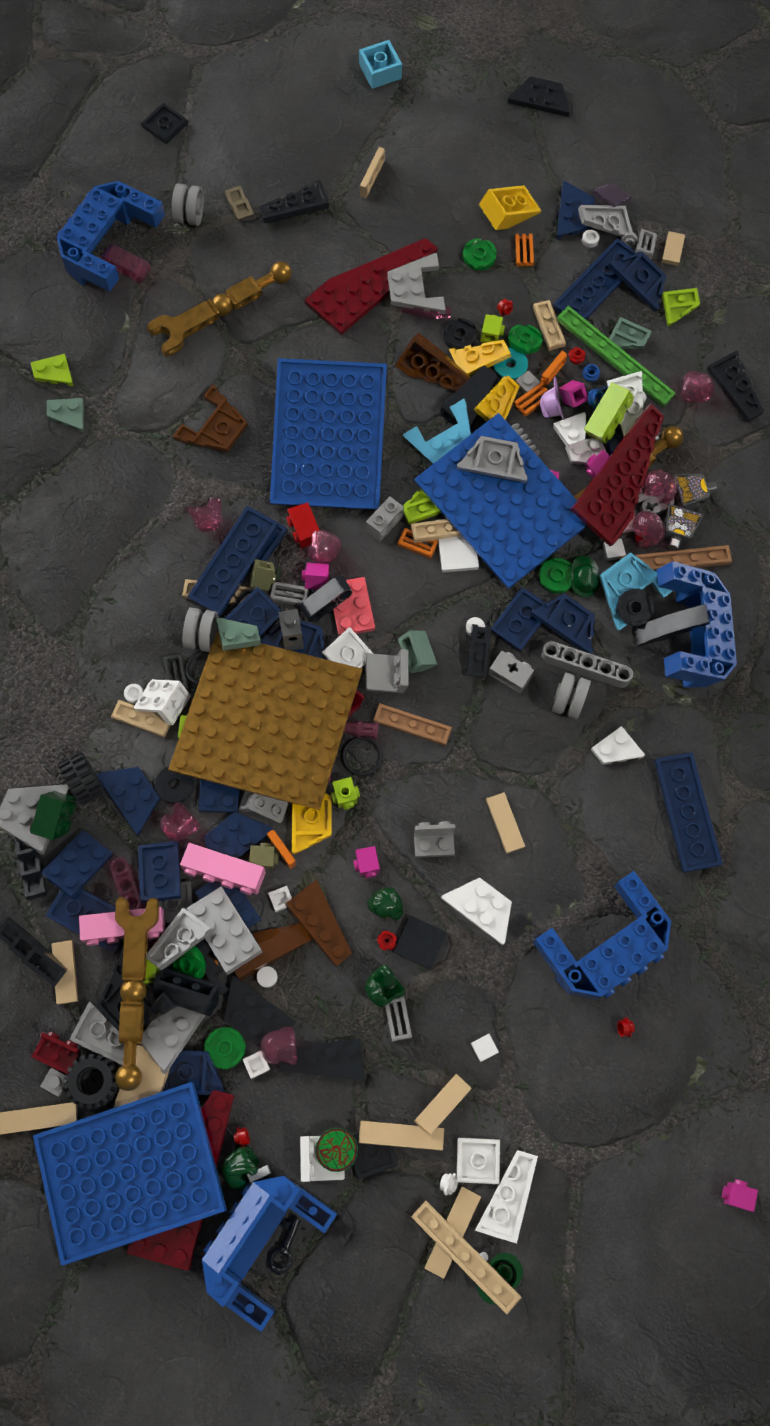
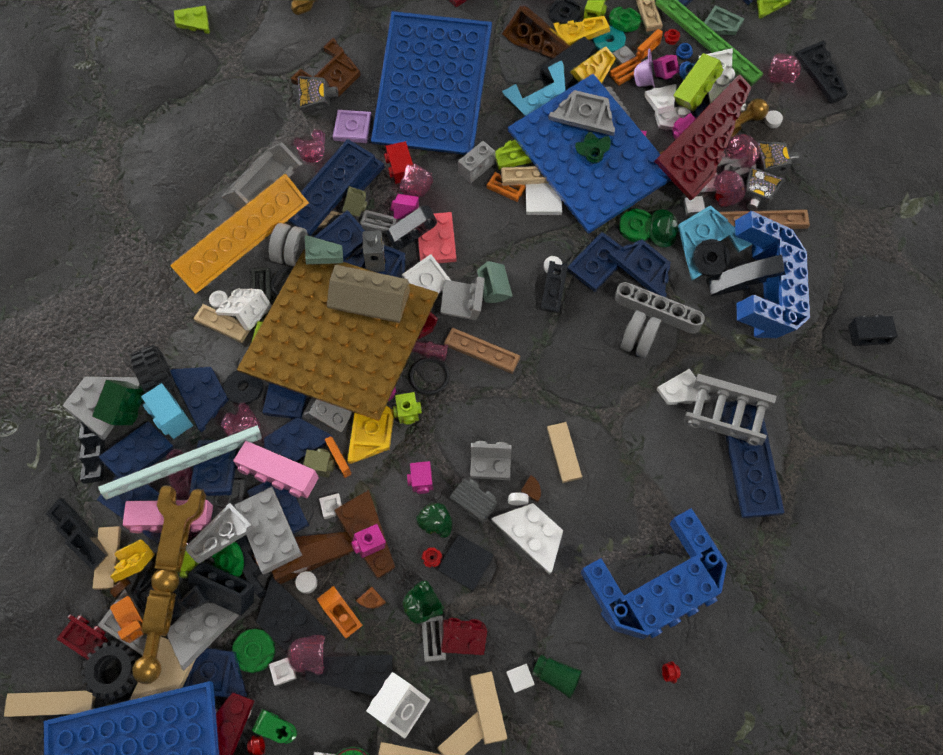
camera: 10 degrees right, 5 degrees down
(54, 1082) = (74, 667): light grey plate -> none
(67, 412) = (199, 53): sand green wing -> none
(84, 1000) = (119, 587): none -> reddish brown tile
(93, 973) = (132, 559): none -> yellow bracket
(100, 816) = (166, 411): none -> medium azure brick
(100, 1030) = (128, 619): none -> orange bracket
(127, 871) = (179, 463): none -> light aqua tile
(148, 622) = (239, 233): none -> light orange plate
(156, 555) = (261, 174): none -> light grey windscreen
(203, 453) = (314, 93): none -> dark grey torso
(246, 486) = (352, 126): none -> lavender tile
(253, 1116) = (271, 725): none -> green piece
(292, 678) = (367, 293): none -> dark tan slope
(304, 1002) = (339, 612): none -> orange slope
(325, 932) = (368, 541): none -> dark pink brick
(332, 987) = (371, 599): none -> dark orange tile
(373, 1084) = (398, 705): none -> white brick
(421, 881) = (473, 500): none -> dark grey brick
(427, 1014) = (463, 636): none -> dark red bracket
(457, 1078) = (488, 708): none -> tan tile
(465, 875) = (518, 499): none -> white tile
(477, 863) = (532, 489): none -> reddish brown tile
(506, 495) = (593, 145): none -> dark green plate
(517, 679) = (583, 308): light grey brick -> none
(519, 1041) = (557, 675): none -> dark green plant
(676, 752) = (743, 396): none -> light grey fence
(689, 445) = (773, 119): none -> white tile

